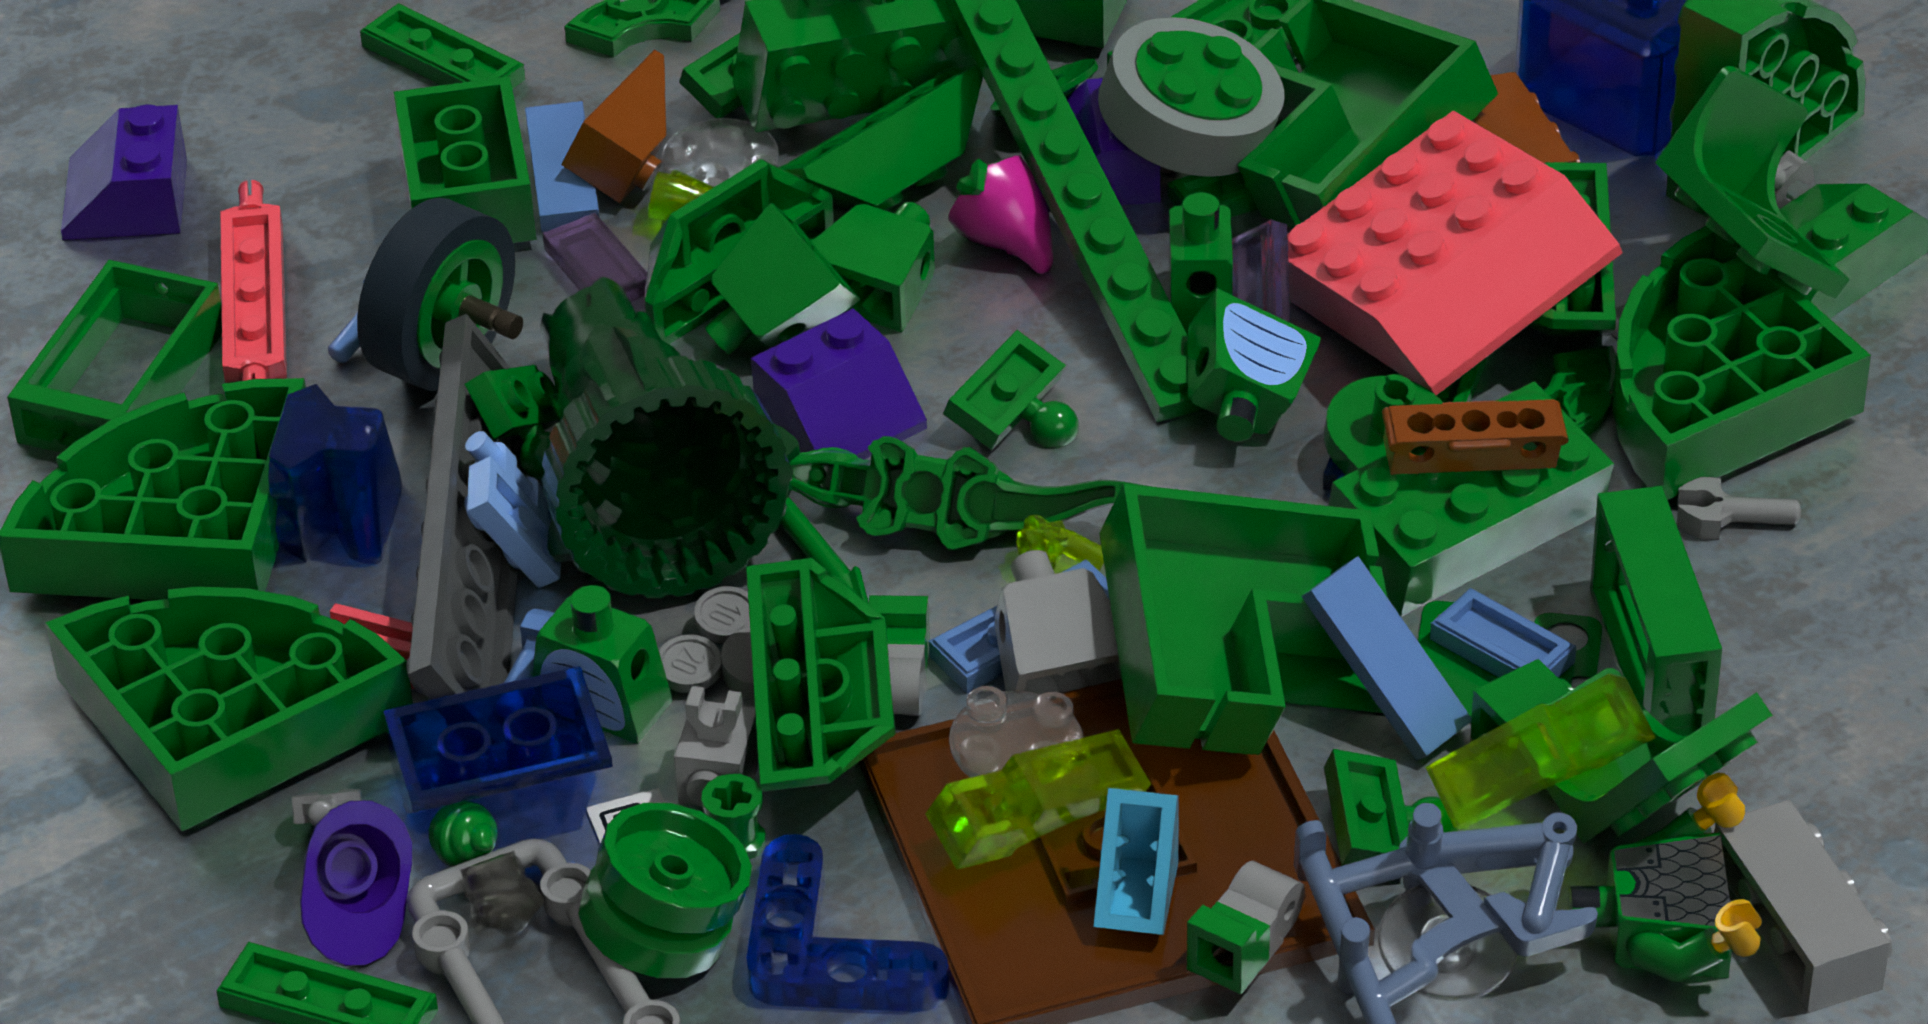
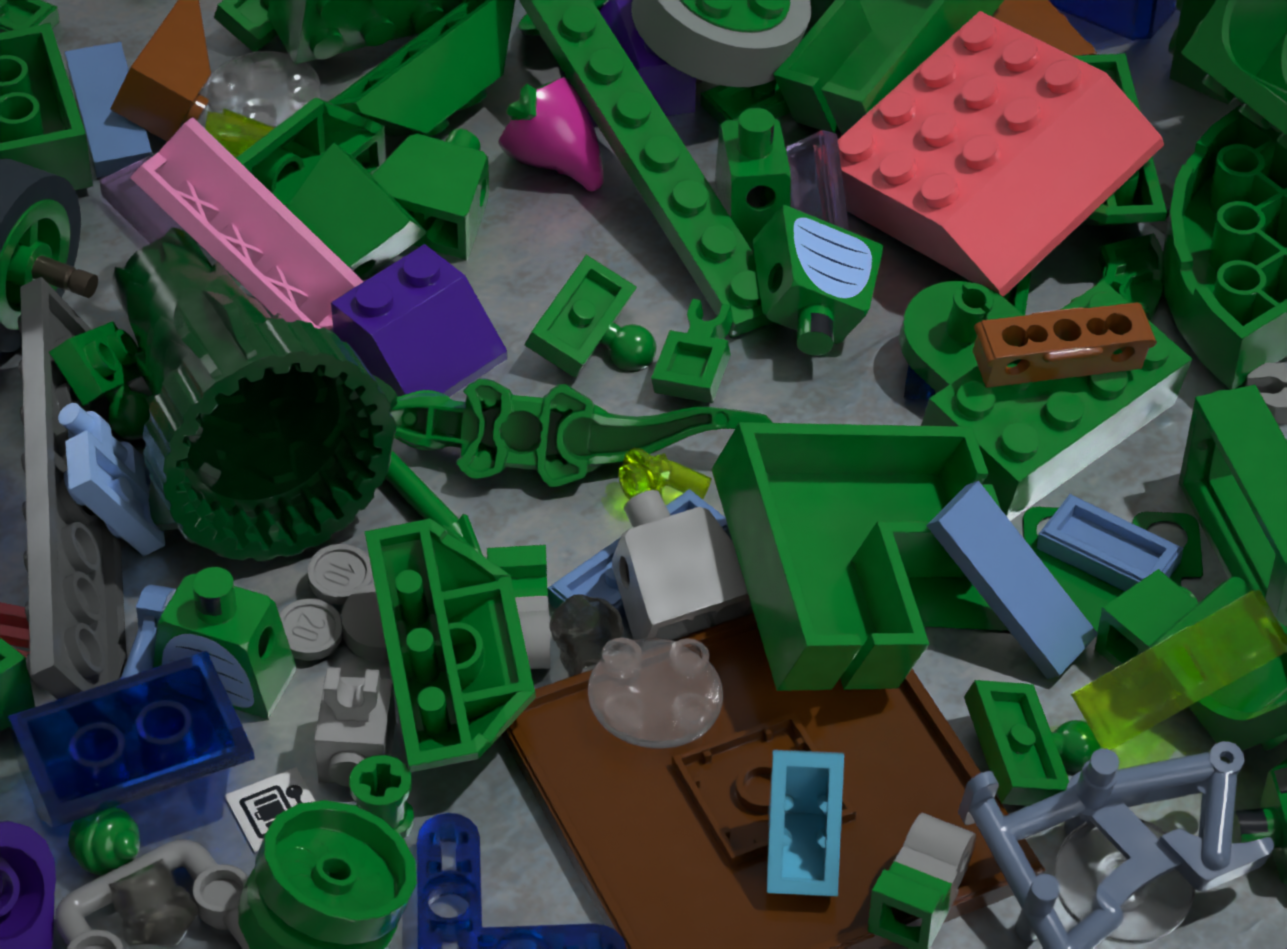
camera: 10 degrees left, 5 degrees up
(672, 277) = (245, 227): none -> bright pink fence
(951, 676) = (582, 629): none -> clear smoke arm
(1031, 796) = (687, 757): clear neon green slope -> none
(1113, 439) = (695, 360): none -> green plate

